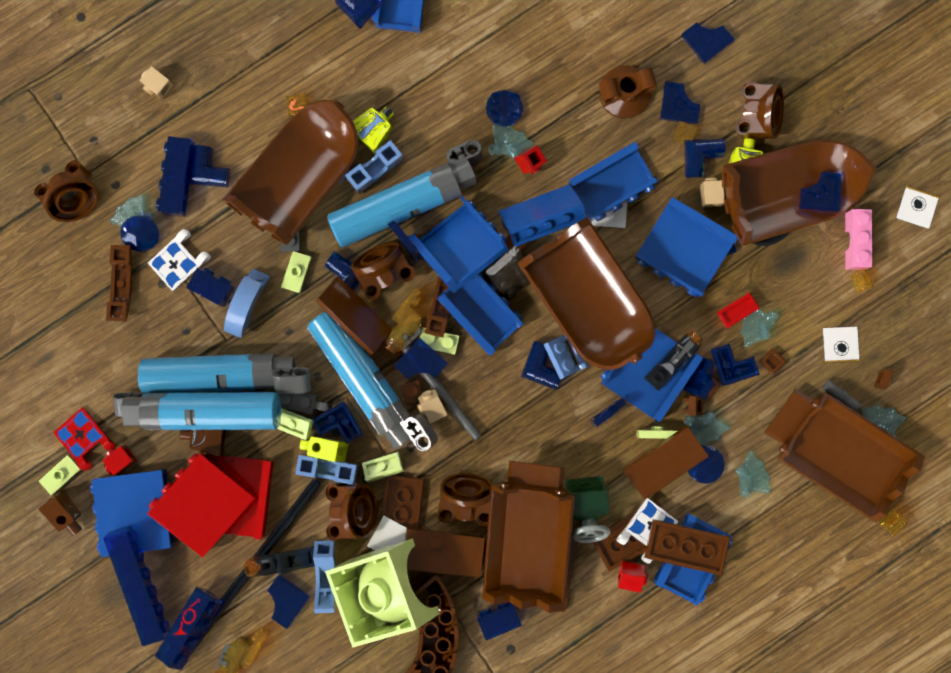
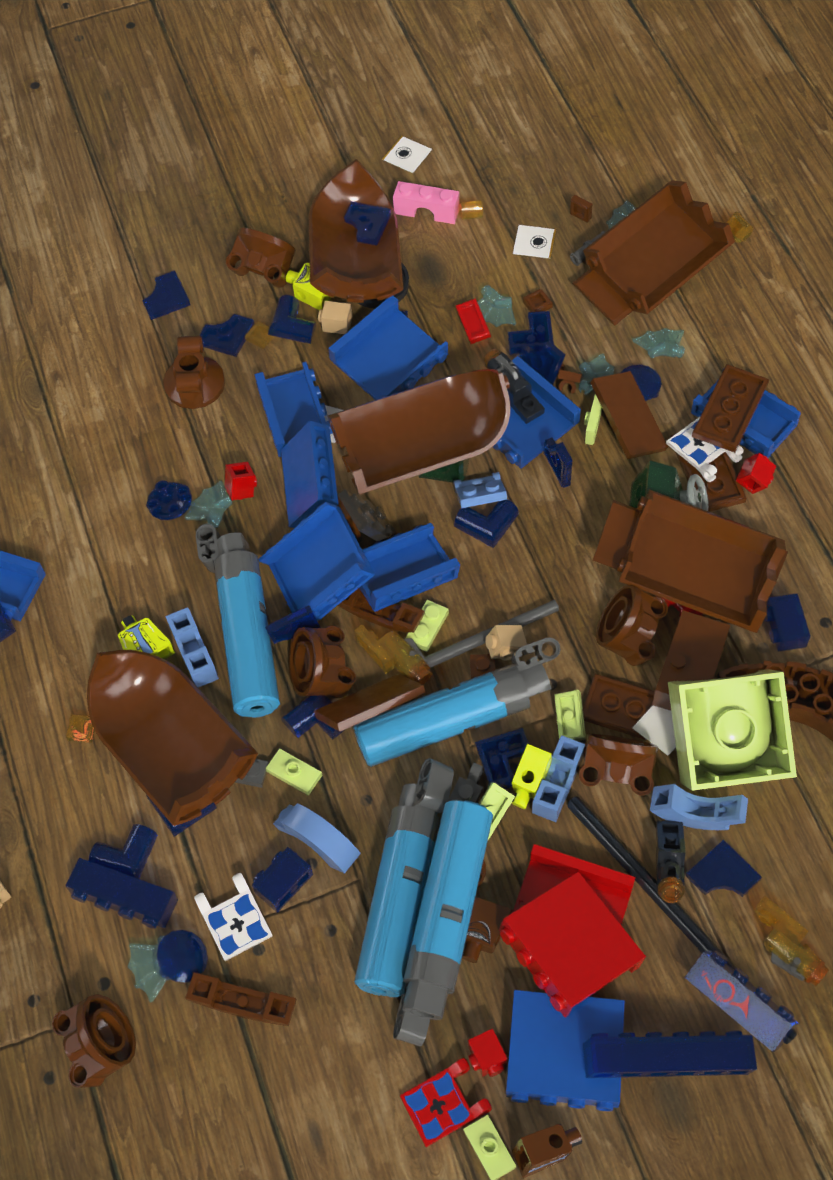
camera: 75 degrees left, 25 degrees down
(420, 359) = (445, 644): clear blue tile -> none

